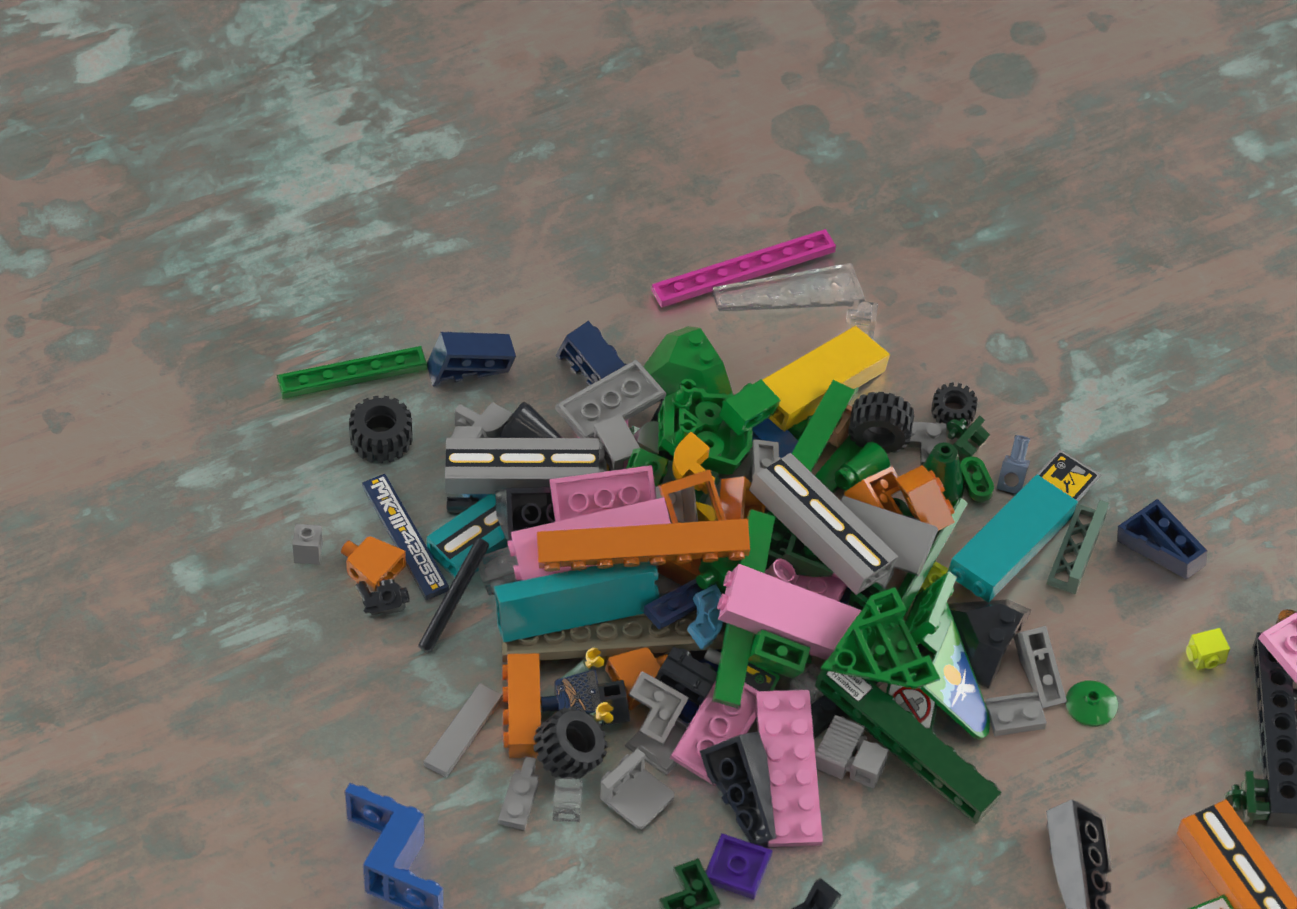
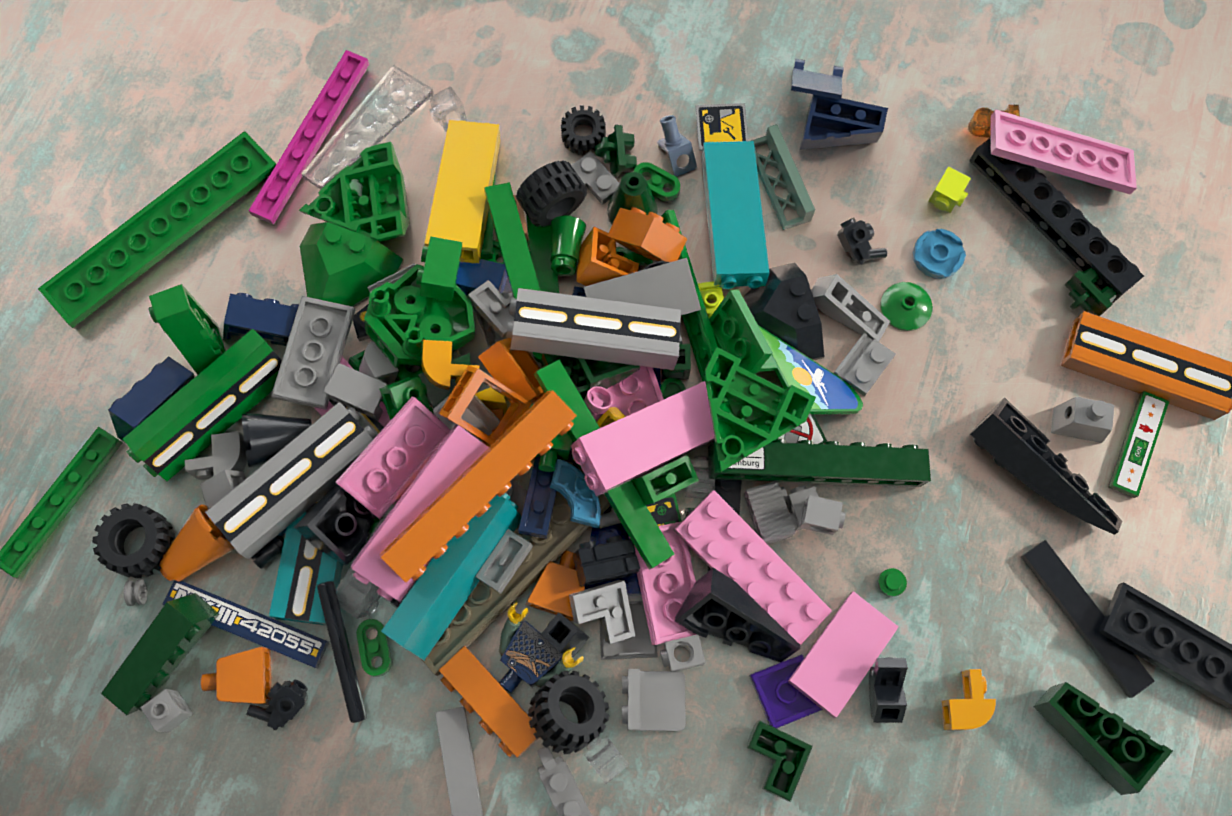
camera: 40 degrees left, 20 degrees up
(338, 503) = (159, 652): none -> dark green wedge
(351, 461) = (135, 592): none -> light grey bush
(417, 462) = (194, 547): none -> orange cone
(476, 616) = (373, 648): none -> green plate
(505, 380) = (205, 407): none -> green brick
(540, 325) = (187, 326): none -> green wedge
(579, 252) = (157, 229): none -> green plate
(616, 621) = (504, 561): none -> light grey plate
(686, 791) = (694, 648): none -> light grey brick
(746, 334) = (366, 196): none -> green wedge
(791, 871) = (843, 654): none -> bright pink tile
(872, 764) = (822, 515): none -> light grey brick
(887, 861) = (892, 582): none -> green plate
(1094, 627) = (855, 238): none -> black piece
(1151, 871) = (1087, 420): none -> light grey torso
(1155, 687) = (939, 253): none -> dark azure tile
(1172, 500) = (817, 83): none -> flag

